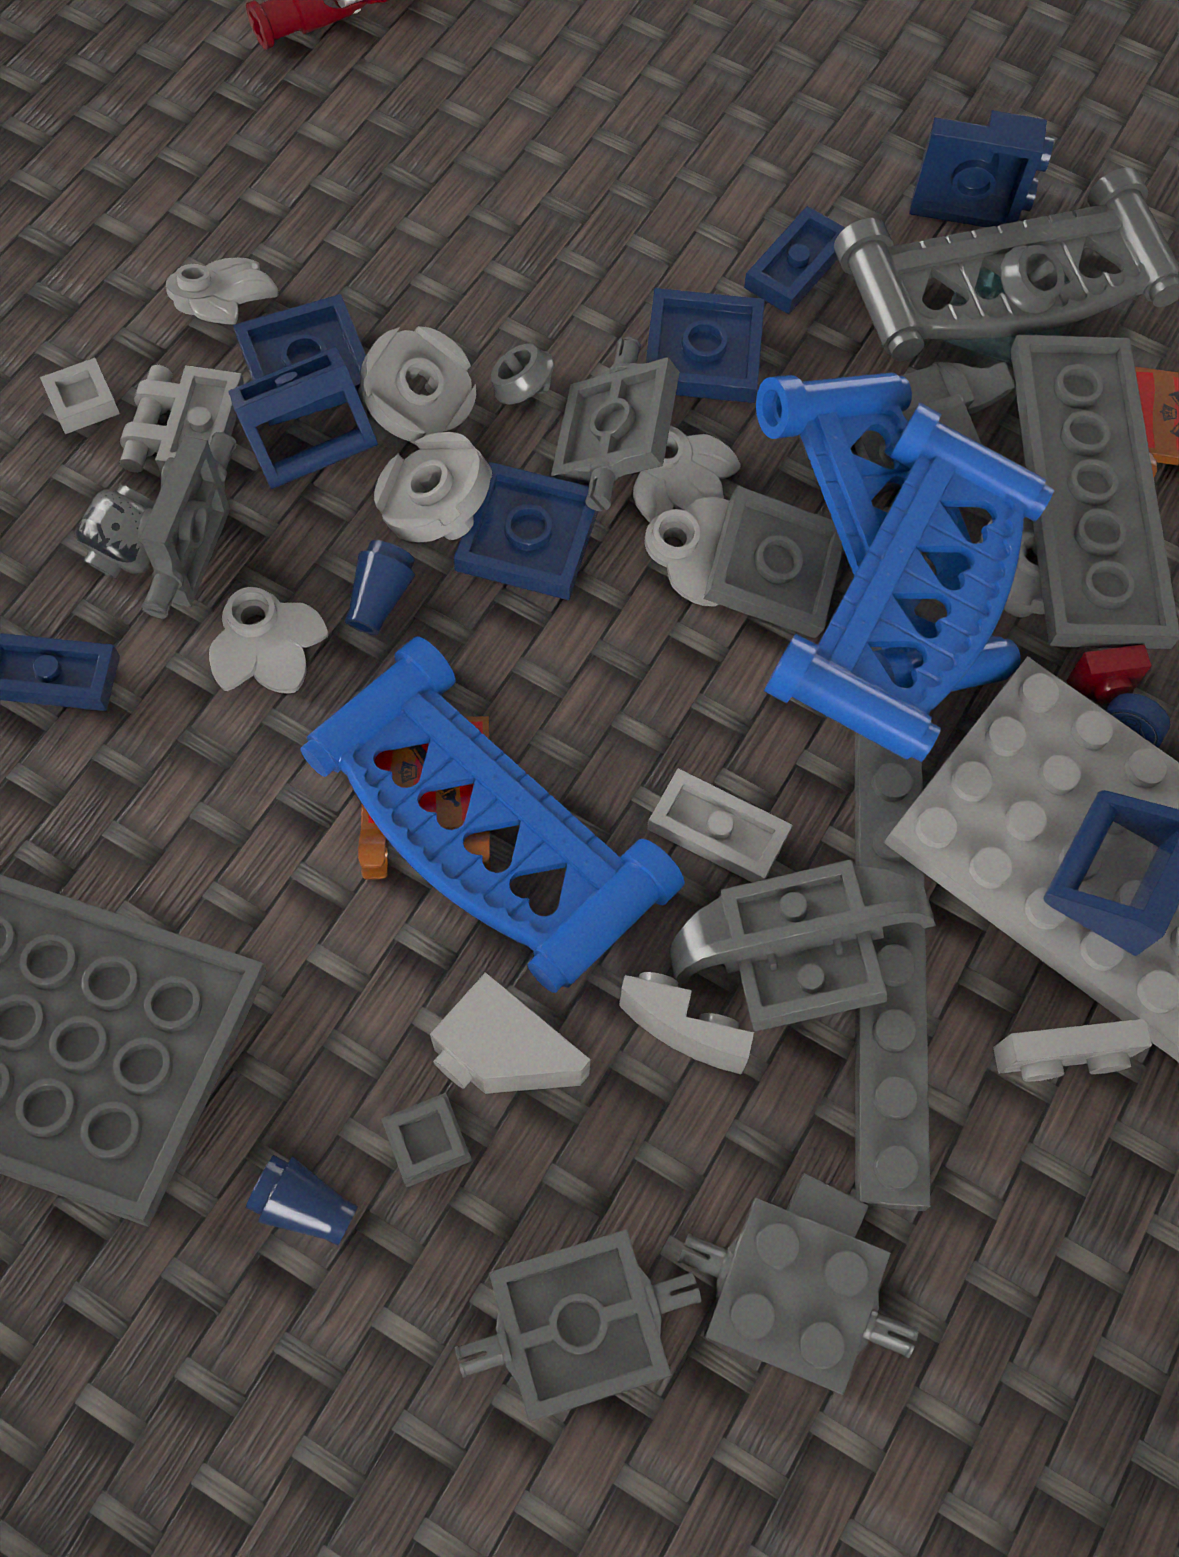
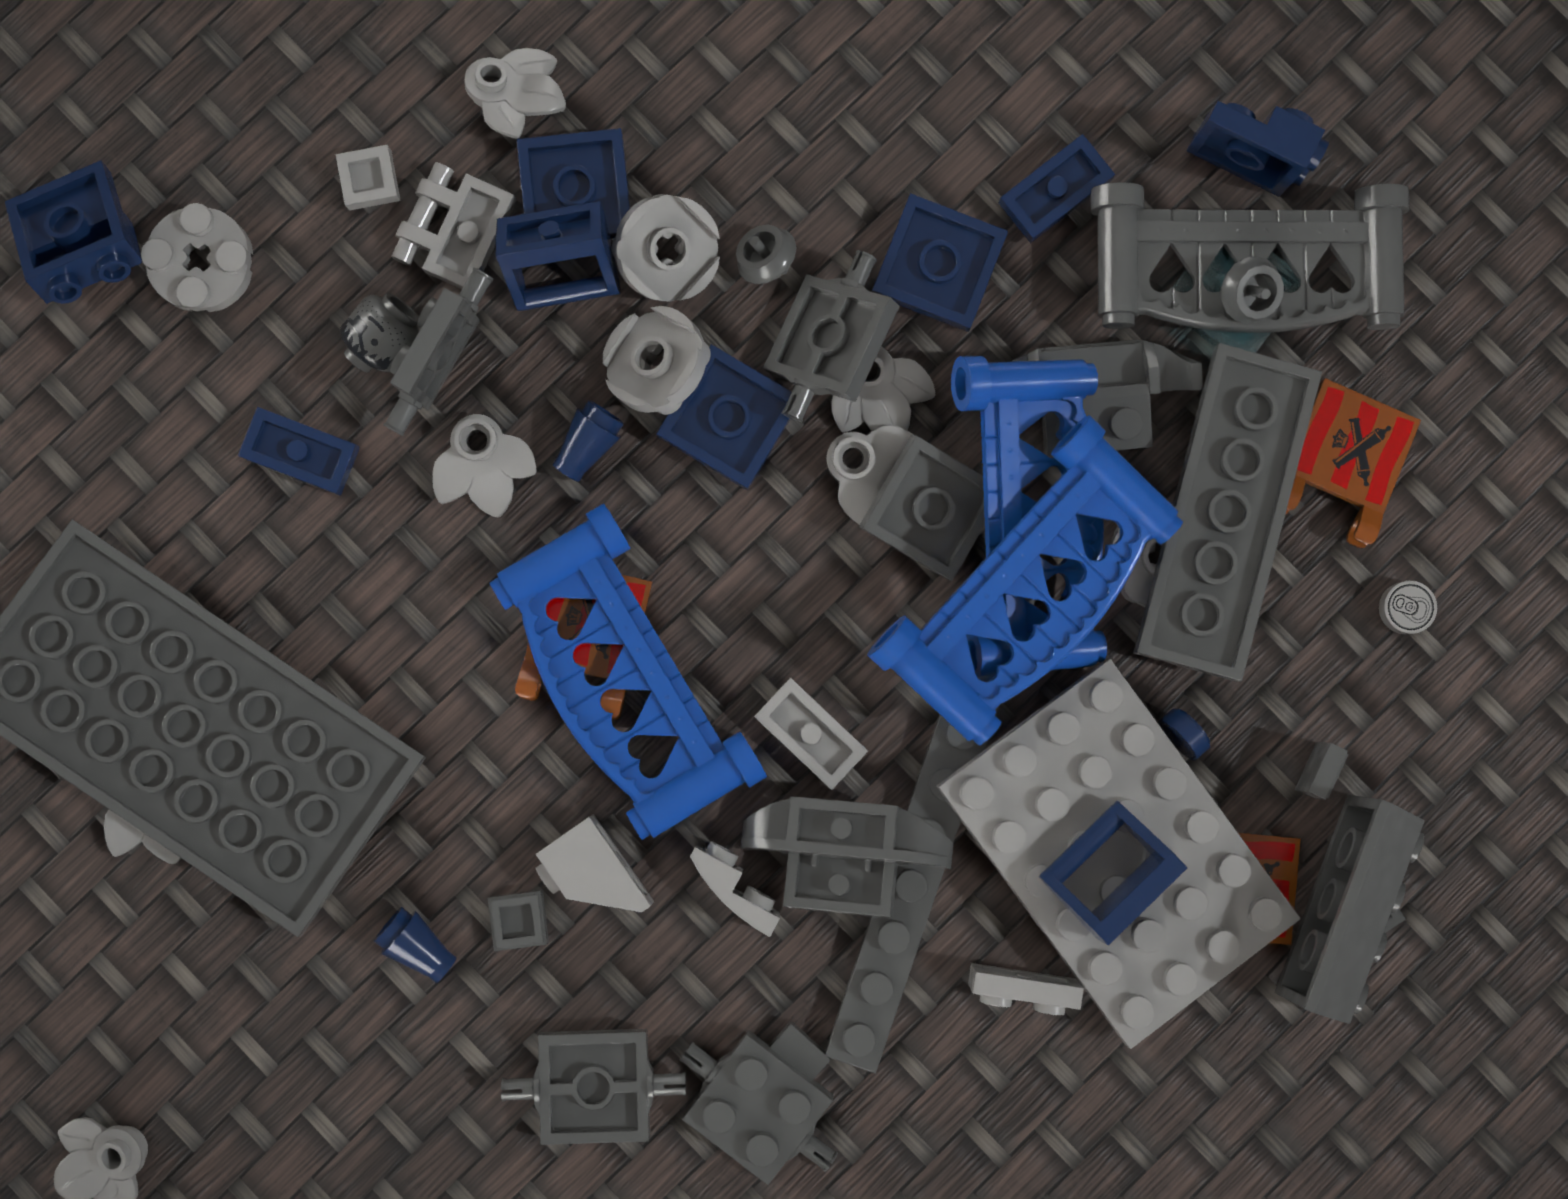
camera: 15 degrees right, 20 degrees up
(1110, 672) = (1178, 687): dark red plate -> none

